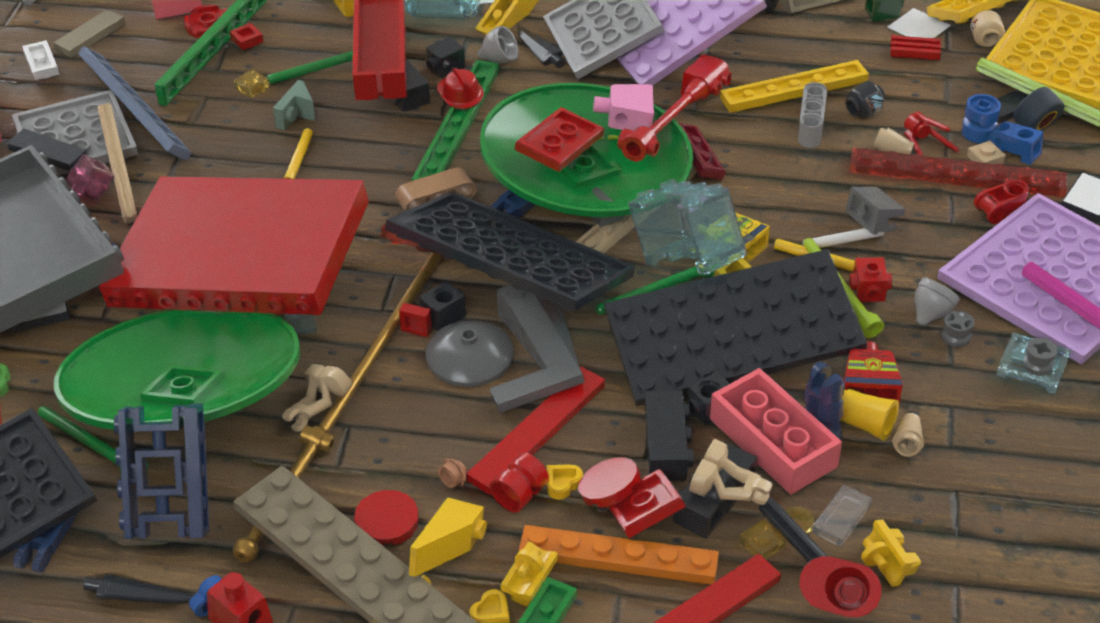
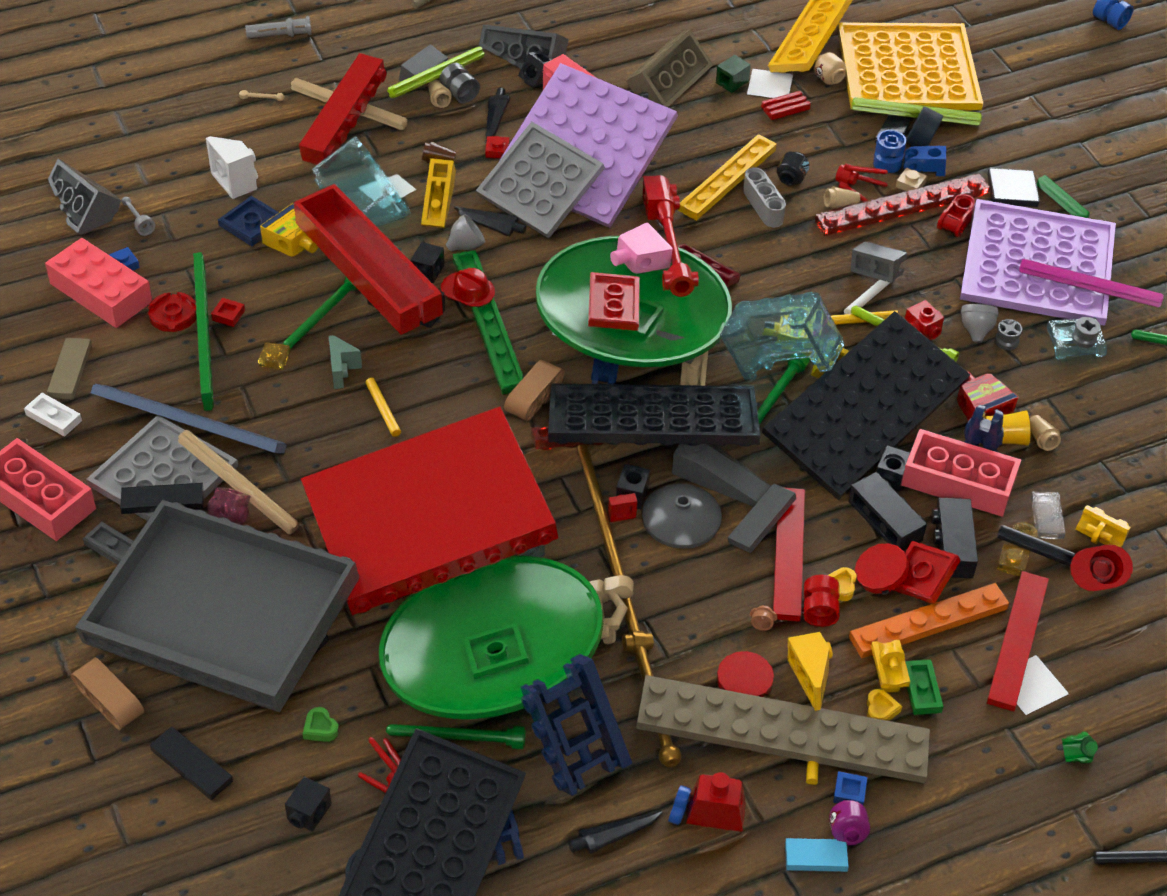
camera: 35 degrees left, 5 degrees up
(708, 471) = (959, 530): tan piece -> none

